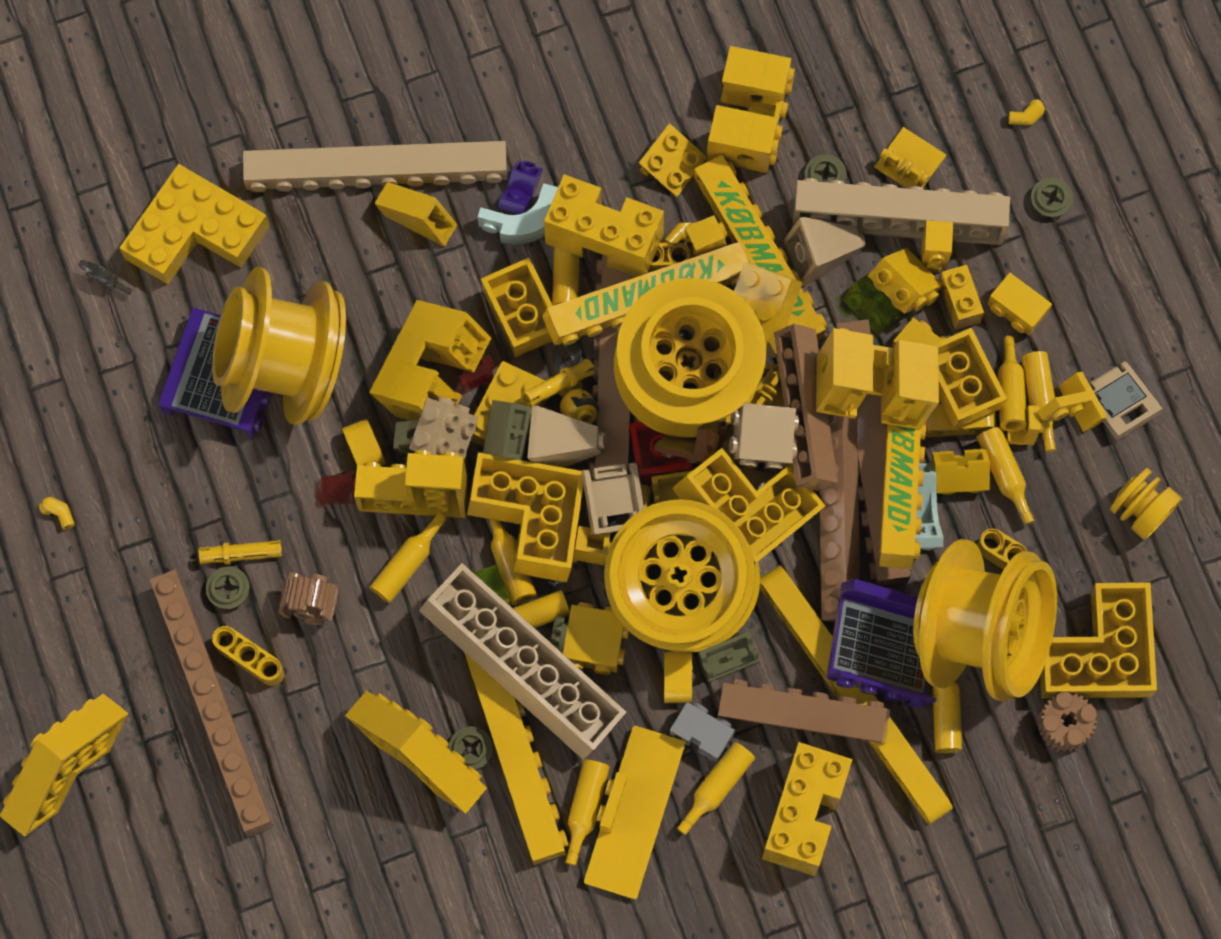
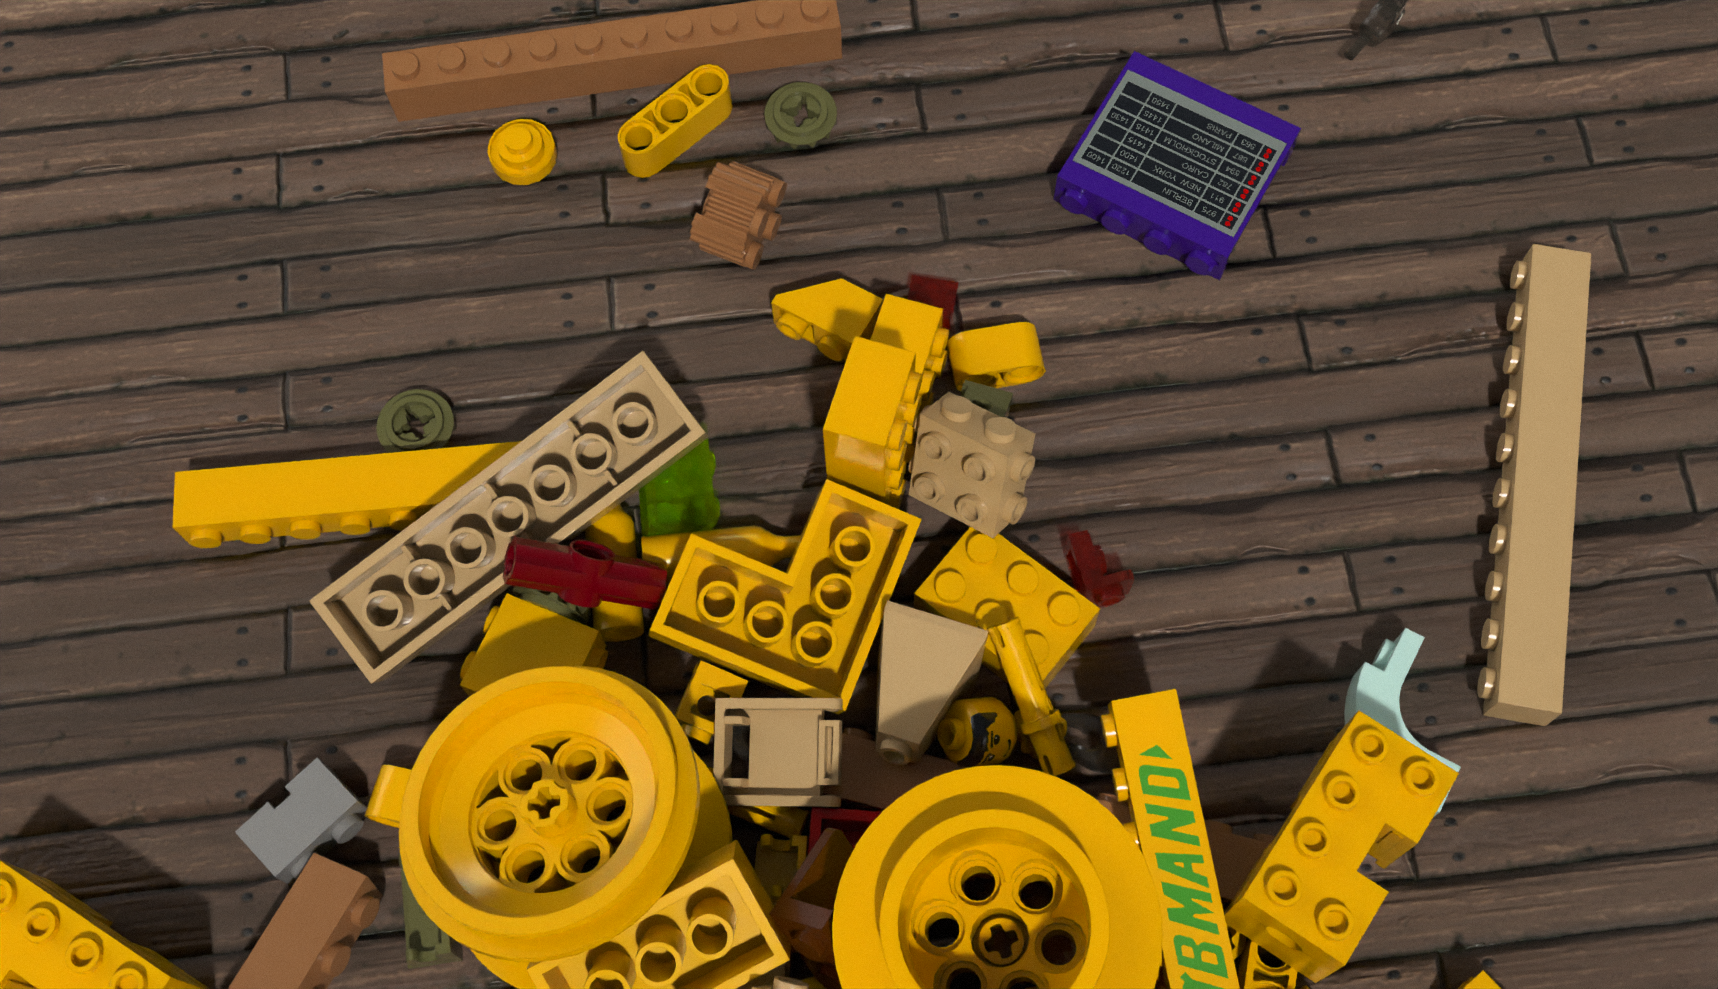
camera: 105 degrees right, 5 degrees down
(190, 213) = (1475, 154): yellow brick -> none
(236, 552) = (857, 125): yellow pin -> none
(279, 346) = (1186, 196): yellow wheel -> none
(285, 740) = (522, 152): none -> yellow plate
(358, 534) = (827, 315): none -> yellow slope
(405, 562) = (763, 379): yellow piece -> none
(415, 745) = (398, 298): yellow brick -> none
(416, 212) = (1429, 527): yellow slope -> none
(430, 335) = (1166, 510): yellow piece -> none
(507, 430) = (952, 580): olive hinge -> none
(518, 305) = (1223, 664): yellow brick -> none
(521, 187) = (1460, 734): dark purple slope -> none
(546, 612) = (584, 573): none -> dark red piece
(565, 276) = (1250, 771): yellow piece -> none
(585, 805) = (248, 588): yellow piece -> none
(633, 812) = (212, 670): yellow bracket -> none
(718, 784) = (202, 831): yellow piece -> none

